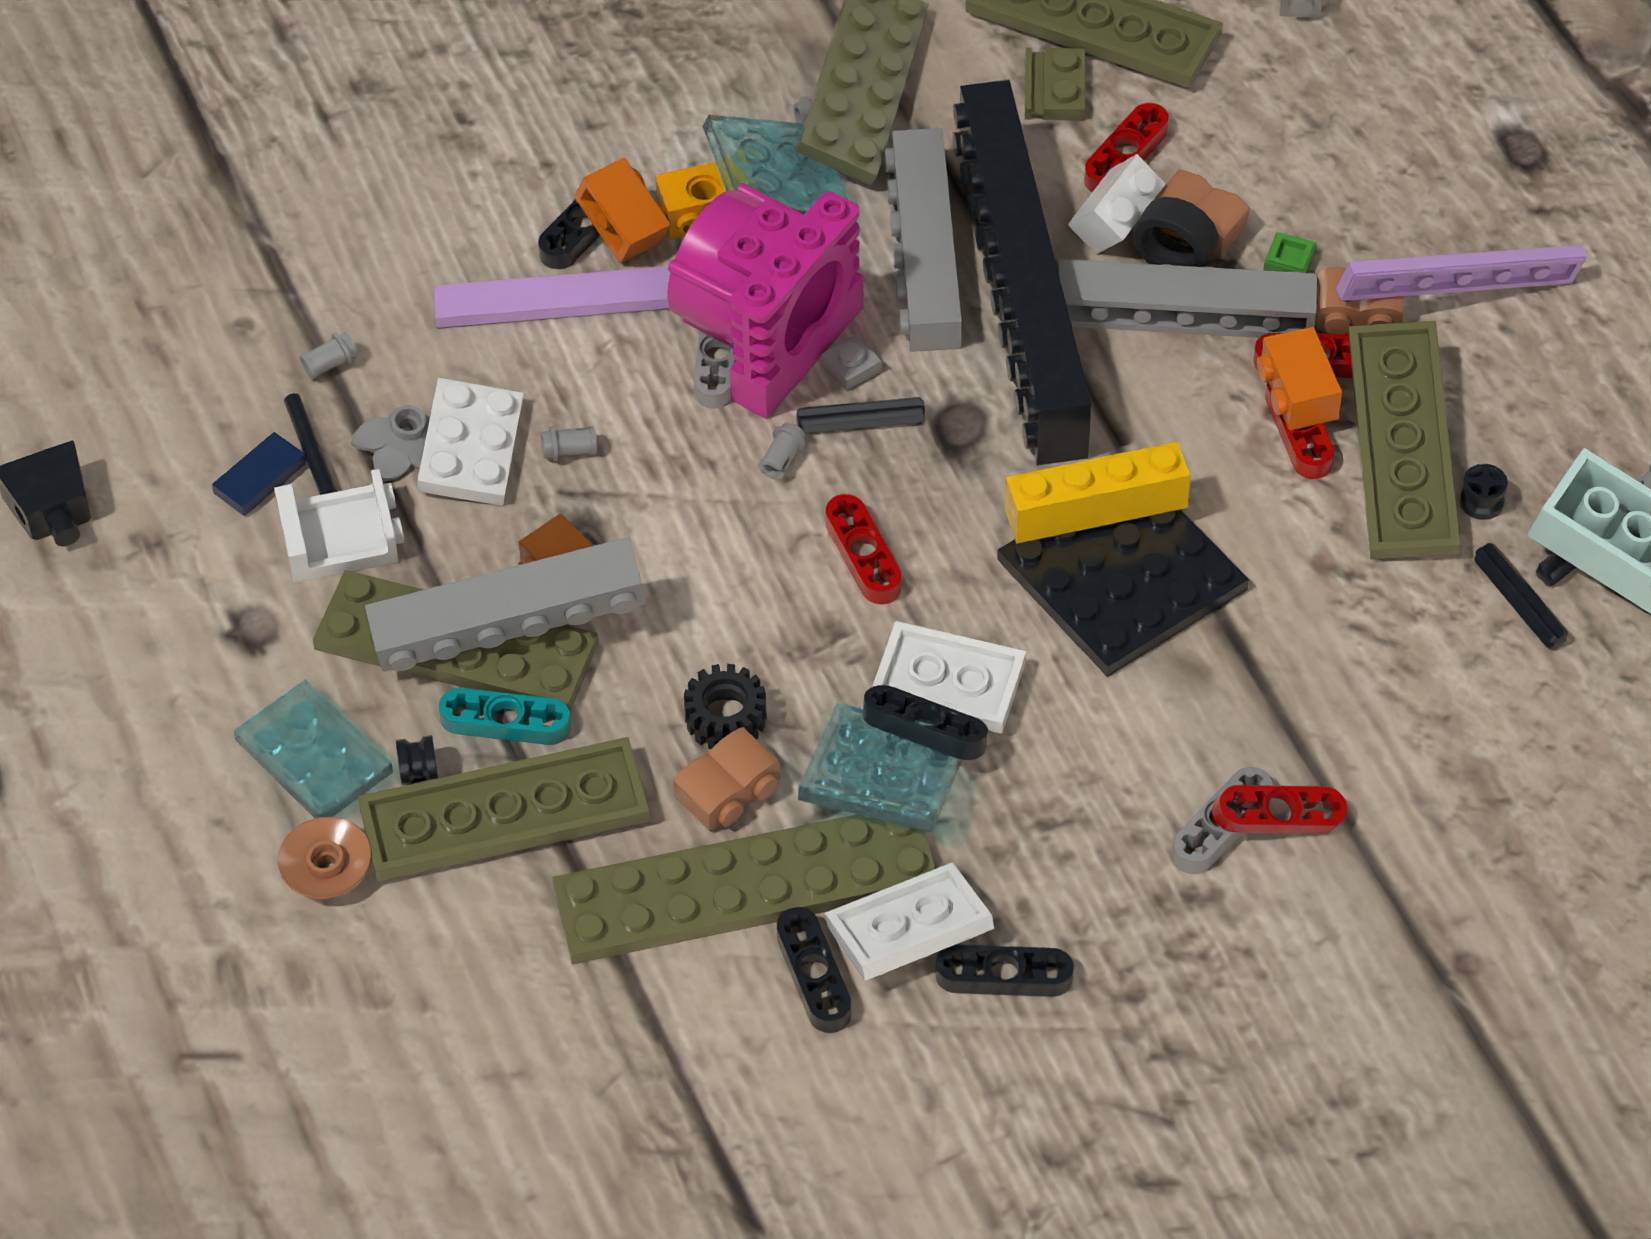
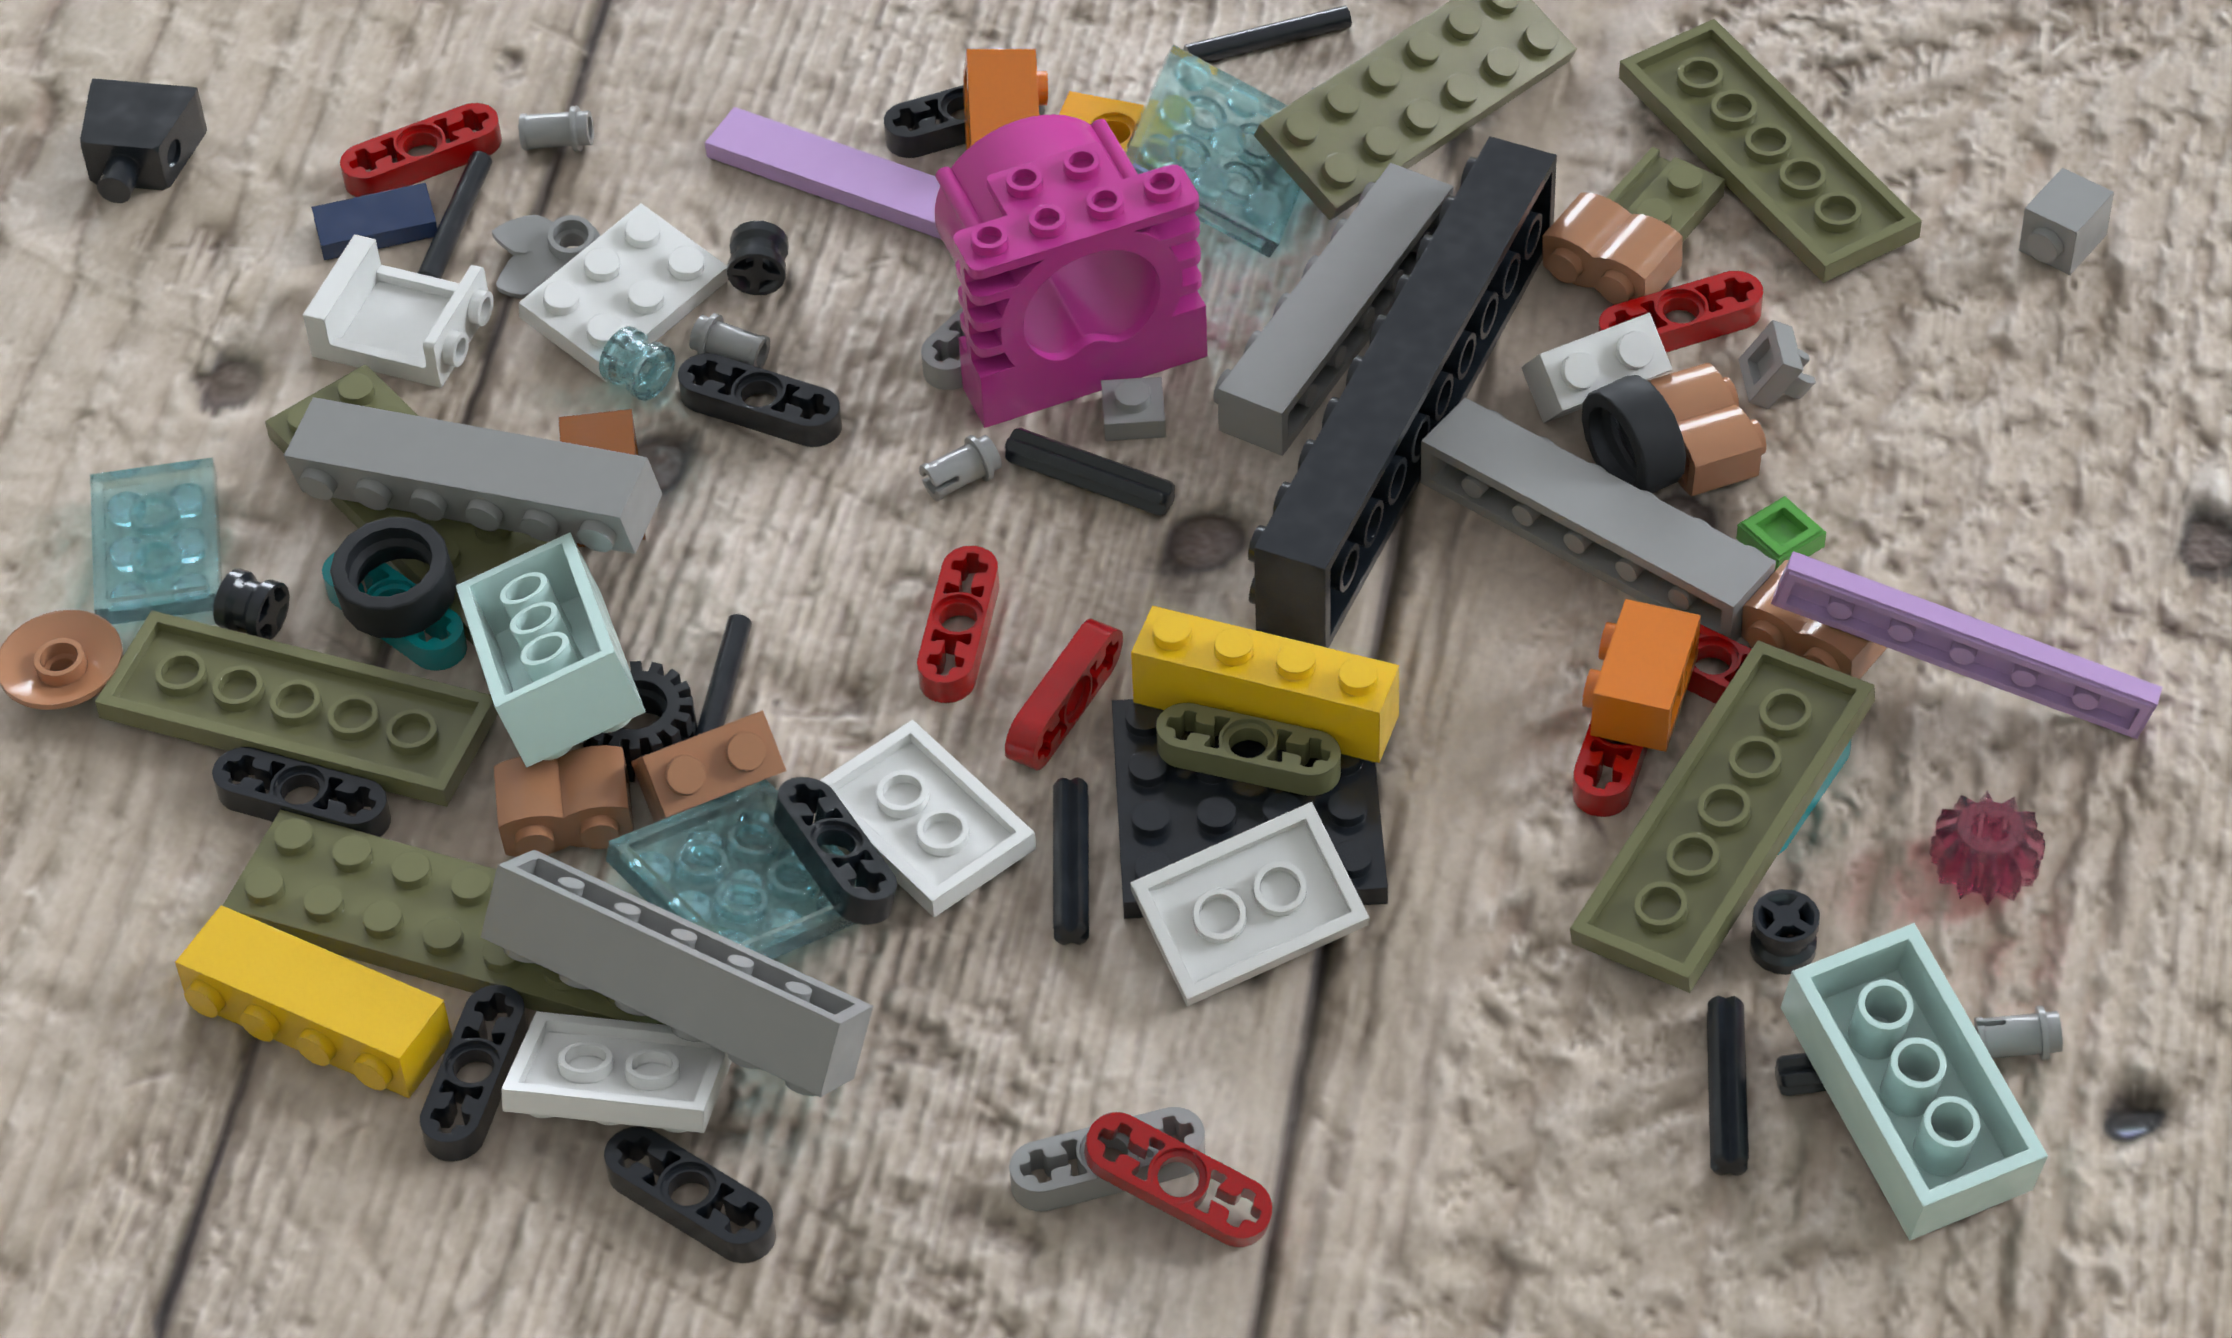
camera: 35 degrees right, 5 degrees down
(247, 429) = (433, 131): none -> red beam
(506, 725) = (384, 542): none -> black tyre
(524, 483) = (637, 363): none -> clear light blue wheel
(540, 378) = (757, 257): none -> black wheel
(541, 878) = (285, 774): none -> black beam
(629, 455) = (721, 385): none -> black beam
(657, 688) = (549, 651): none -> light aqua brick
(684, 980) = (314, 1002): none -> yellow brick
(728, 82) = (1271, 34): none -> black bar
(754, 662) = (725, 673): none -> black bar
(803, 711) = (708, 766): none -> nougat brick
(909, 842) = (676, 973): none -> light grey brick
(968, 560) = (1063, 694): none -> red beam
(1053, 658) = (1070, 861): none -> black axle
(1060, 124) = (1611, 249): none -> nougat brick
(1123, 522) = (1263, 770): none -> olive beam
(1188, 629) = (1249, 904): none -> white plate
(1208, 154) = (1774, 366): none -> light grey tile
(1553, 386) = (1987, 847): none -> clear pink gear

